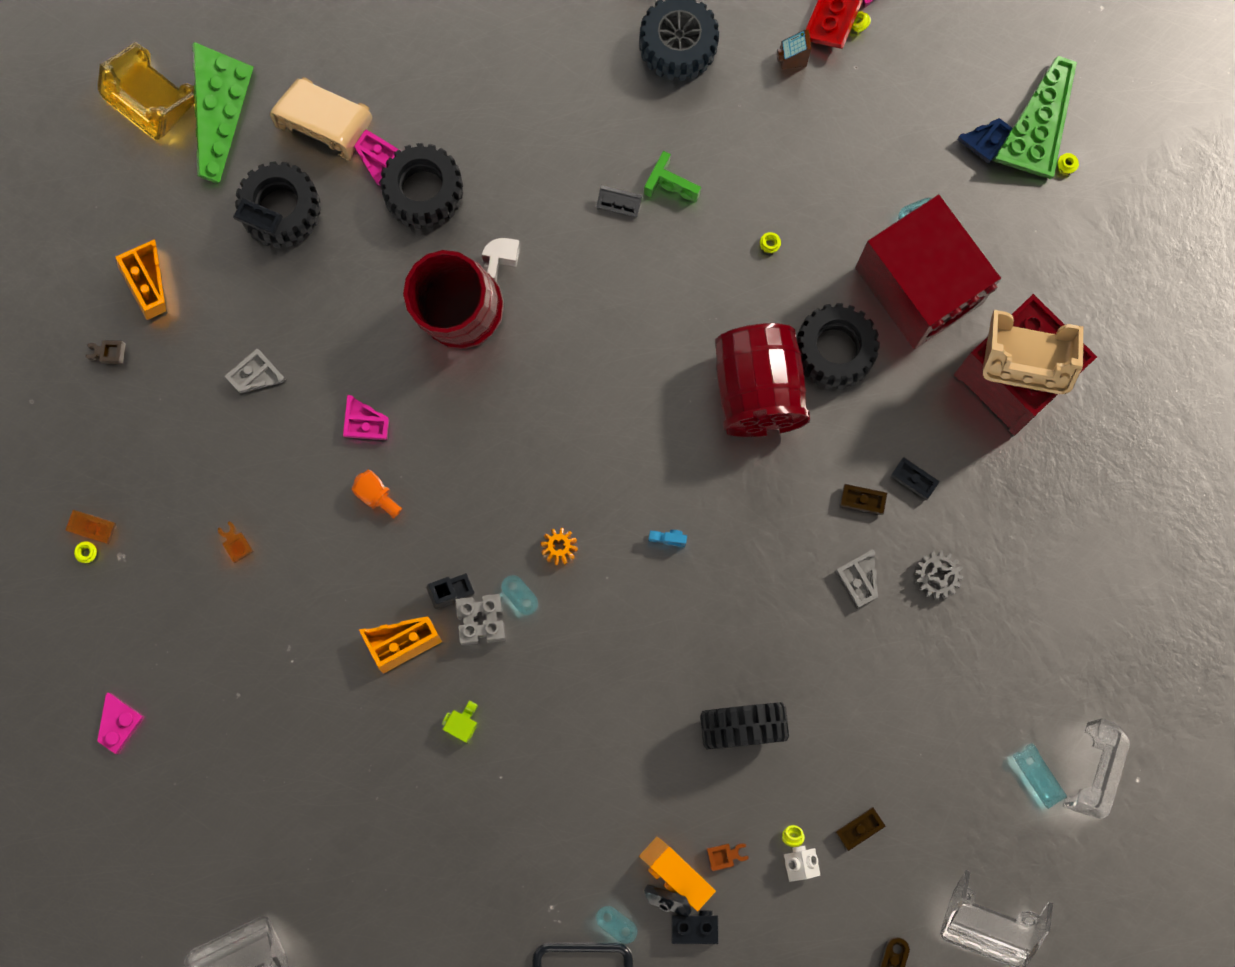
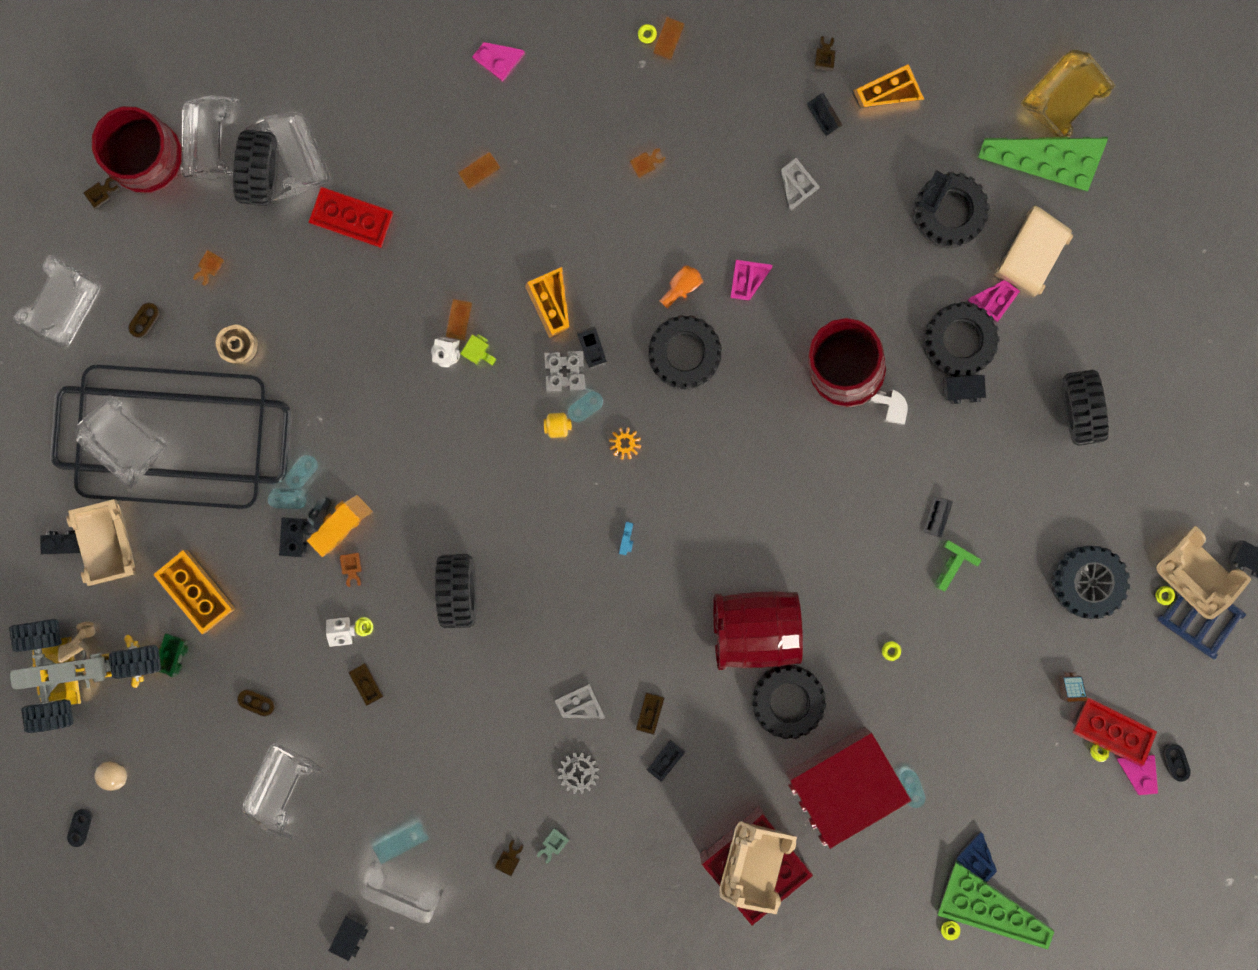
camera: 100 degrees right, 10 degrees up
(174, 348) = (824, 114): none -> black plate
(249, 736) = (479, 170): none -> clear orange plate
(309, 886) = (351, 217): none -> red plate
(426, 748) = (459, 319): none -> clear orange plate
(438, 458) = (703, 333): none -> black tyre
(464, 760) = (445, 351): none -> white brick
(475, 180) = (964, 387): none -> black brick
(490, 48) = (1085, 407): none -> black tyre
(542, 624) = (557, 425): none -> yellow head
(649, 939) = (287, 498): none -> clear light blue plate
(1021, 597) = (554, 843): none -> sand green plate
(1046, 648) = (508, 861): none -> dark brown plate
(1157, 828) = (348, 937): none -> black brick

